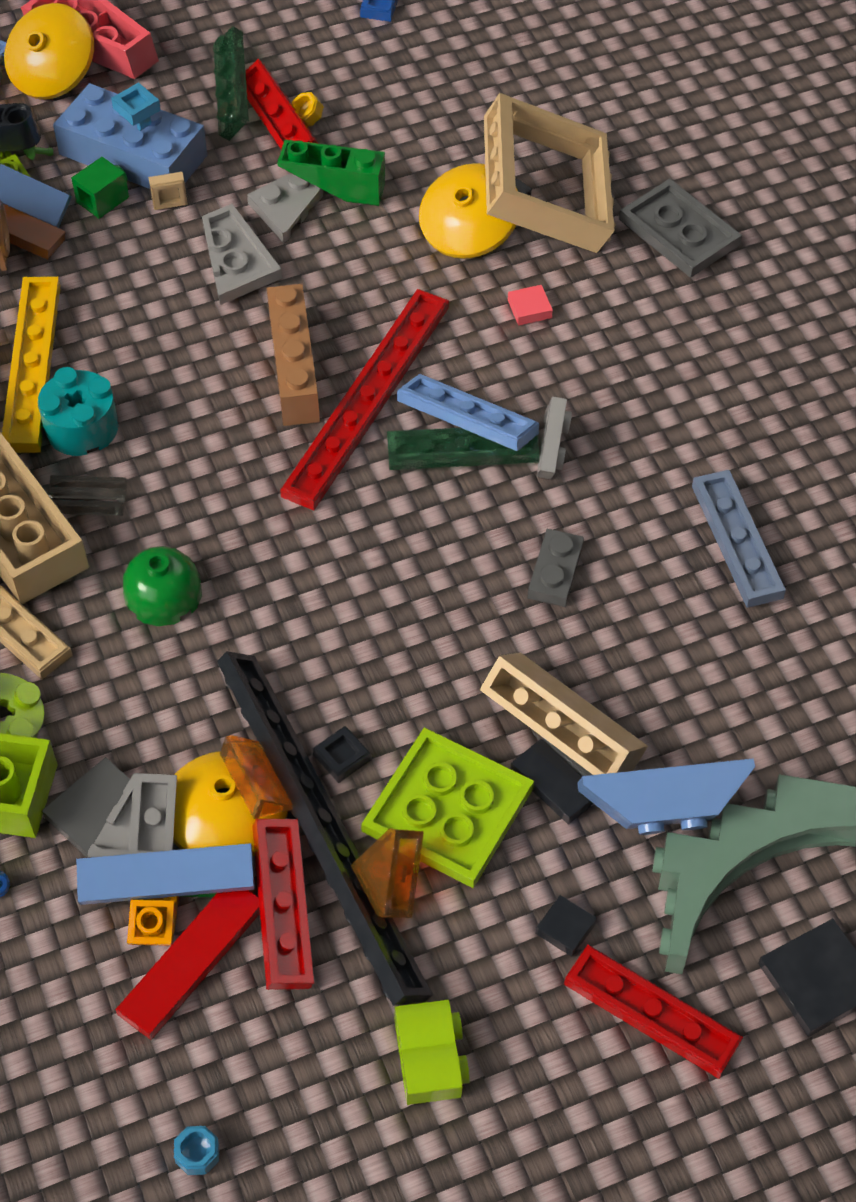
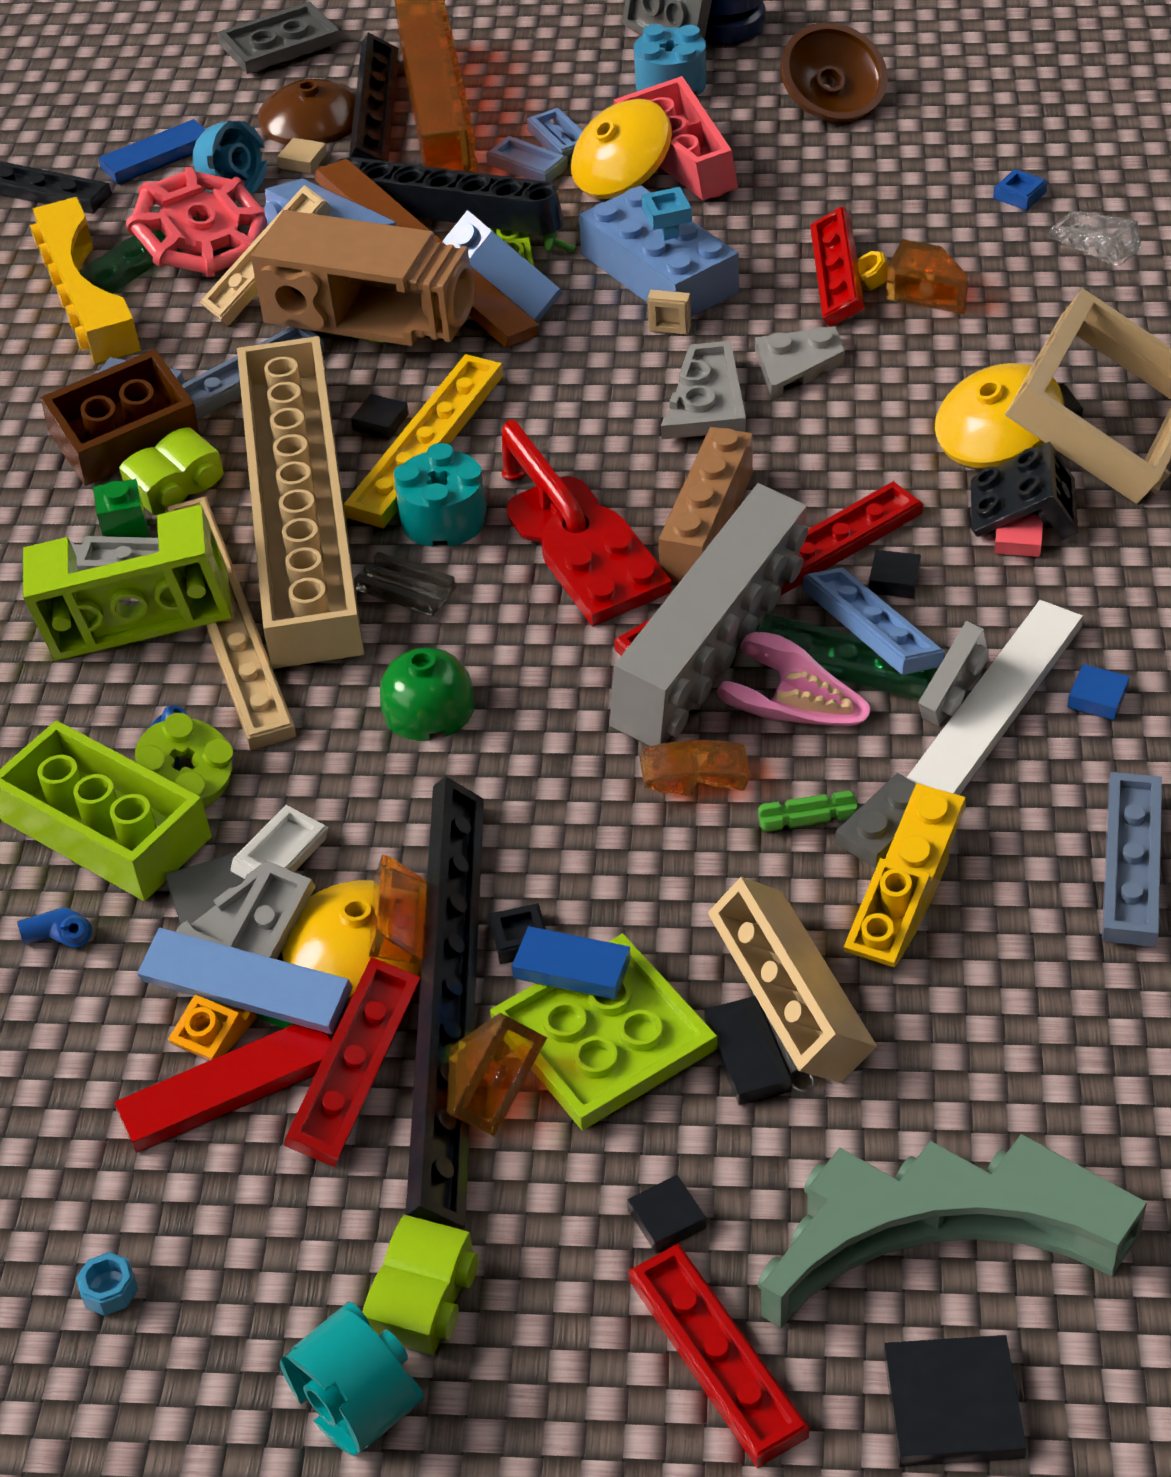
camera: 30 degrees right, 10 degrees down
(100, 187) = (600, 291): green brick -> none
(122, 753) = (283, 841): none -> white tile
(230, 83) = (799, 227): clear green plate -> none
(232, 430) = (582, 543): none -> red plate
(341, 171) = (872, 339): green slope -> none
(354, 104) = (926, 277): none -> clear orange slope
(357, 452) = (708, 617): none -> light grey brick
(395, 575) = (682, 764): none -> clear orange slope
(403, 765) = (571, 962): none -> blue tile
(430, 1143) = (351, 1379): none -> teal brick
(445, 484) = (805, 688): none -> bright pink animal
(458, 31) = (1099, 235): none -> clear slope
(458, 365) = (894, 573): none -> black tile
(498, 581) = (807, 811): none -> bright green axle
(518, 270) = (1024, 485): none -> black bracket
(583, 447) = (997, 699): none -> white tile
(598, 609) = (906, 877): none -> yellow slope
(649, 415) = (1098, 692): none -> blue tile
(666, 795) = (861, 1101): medium blue wedge -> none

